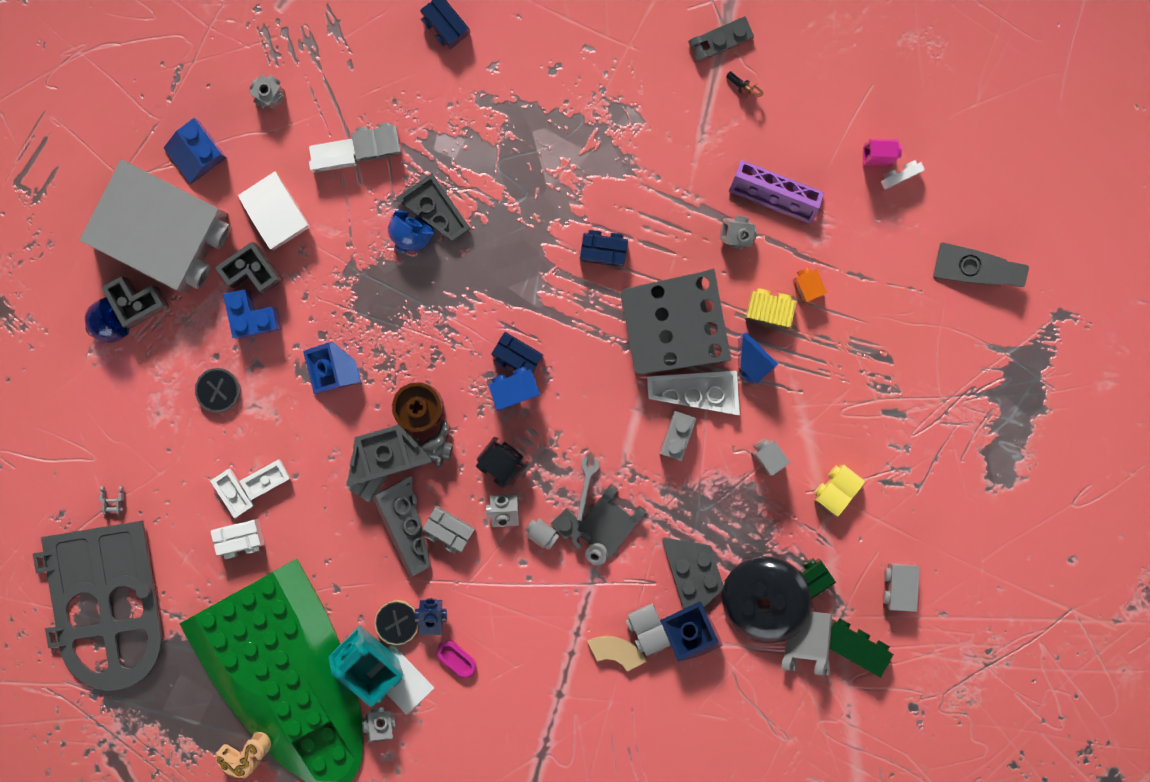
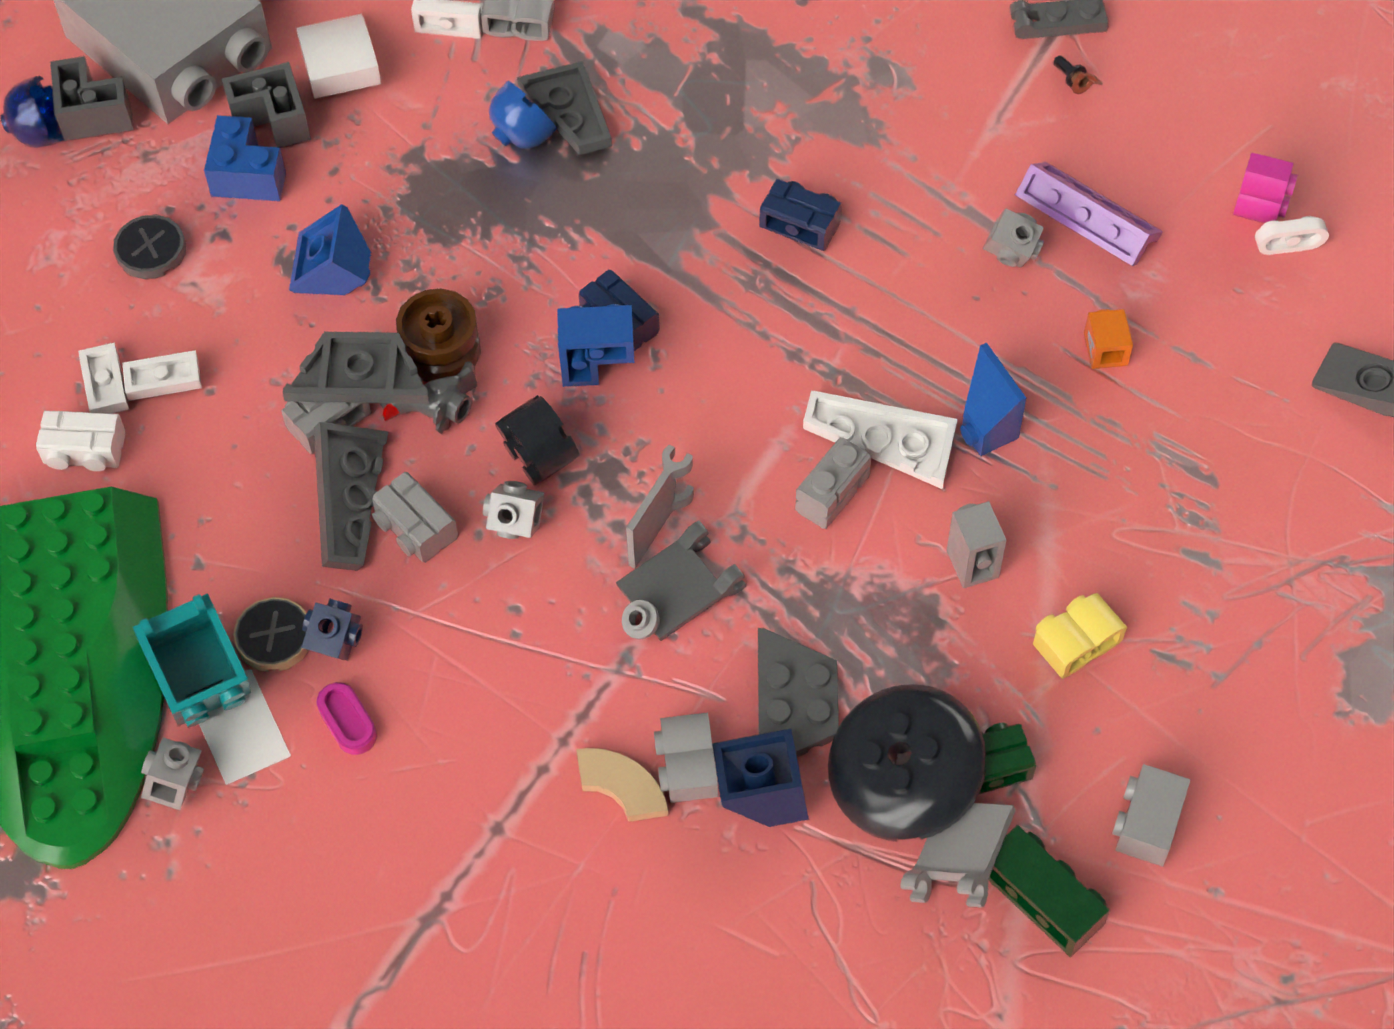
camera: 20 degrees right, 30 degrees down
(541, 533) = (562, 565): light grey brick -> none
(568, 526) = (611, 570): dark grey plate -> none
(671, 324) = (873, 323): dark grey piece -> none
(770, 308) = (1037, 353): light yellow brick -> none

